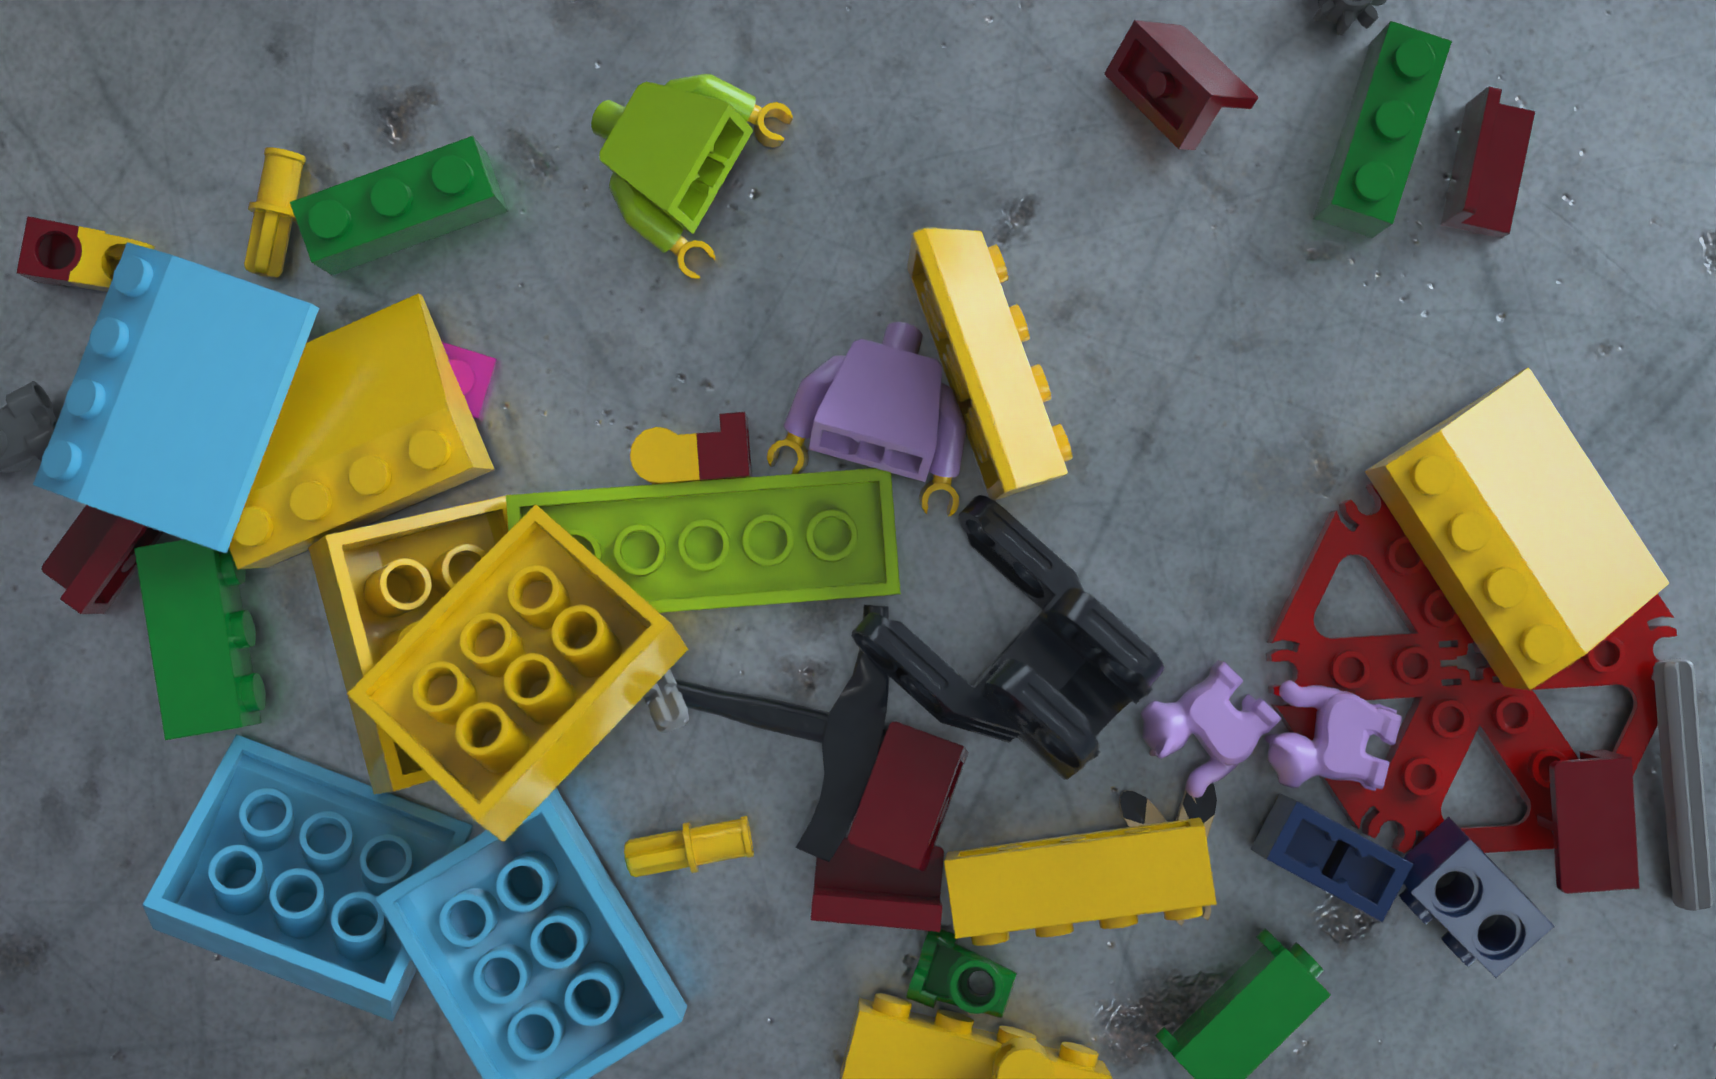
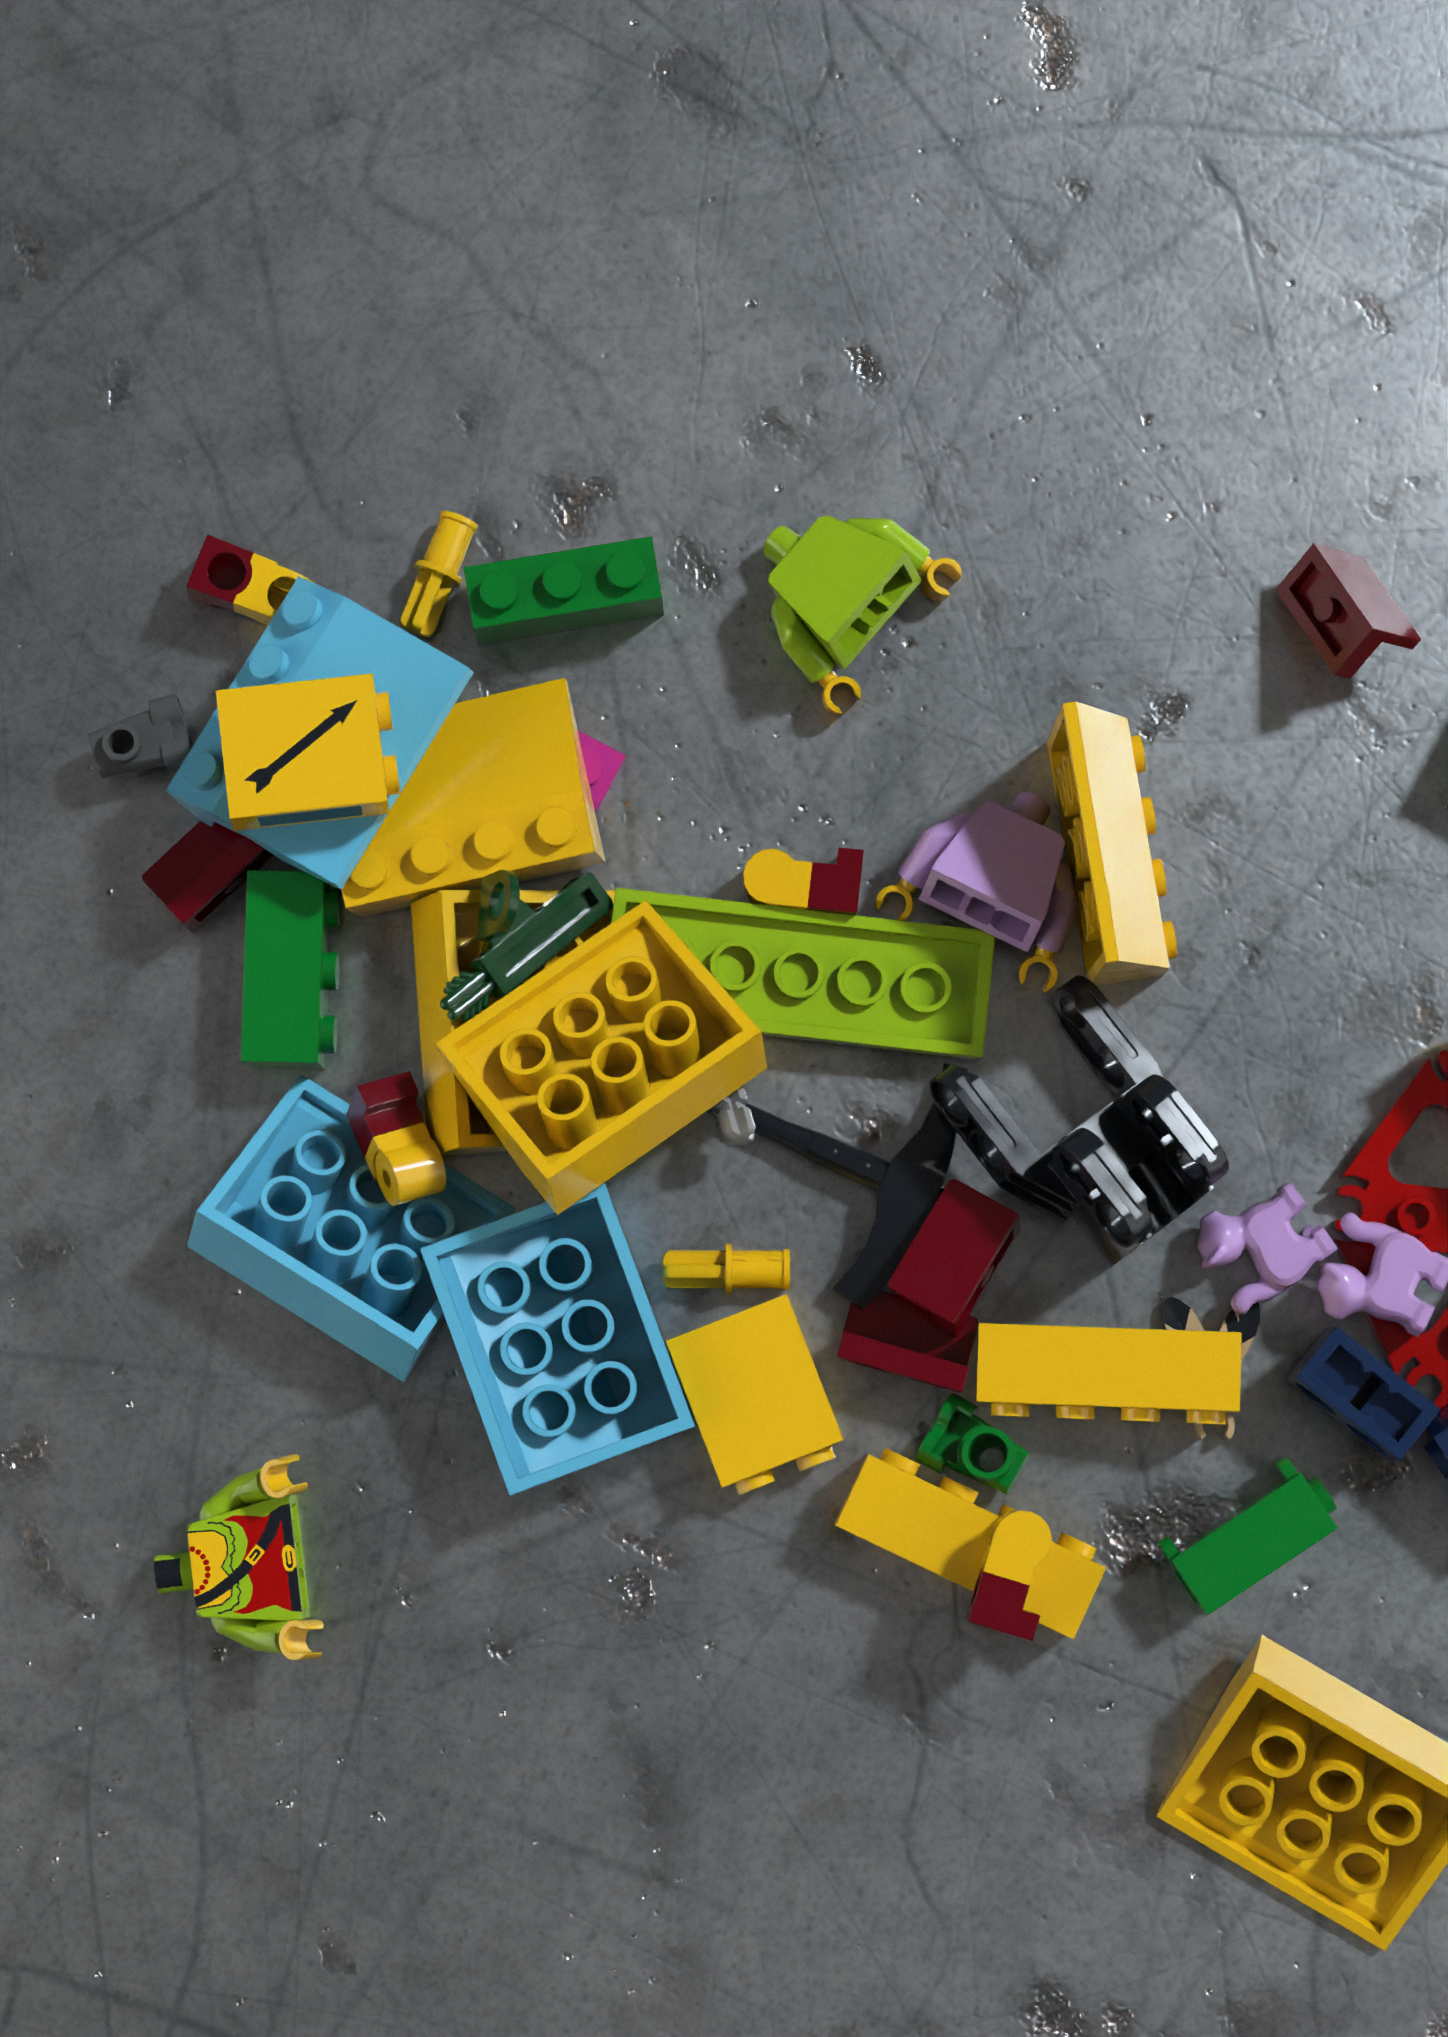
camera: 20 degrees right, 5 degrees down
(152, 423) = (306, 751): none -> yellow brick
(337, 786) = (396, 1139): none -> leg
(417, 568) = (521, 937): none -> dark green piece
(738, 967) = (755, 1394): none -> yellow brick

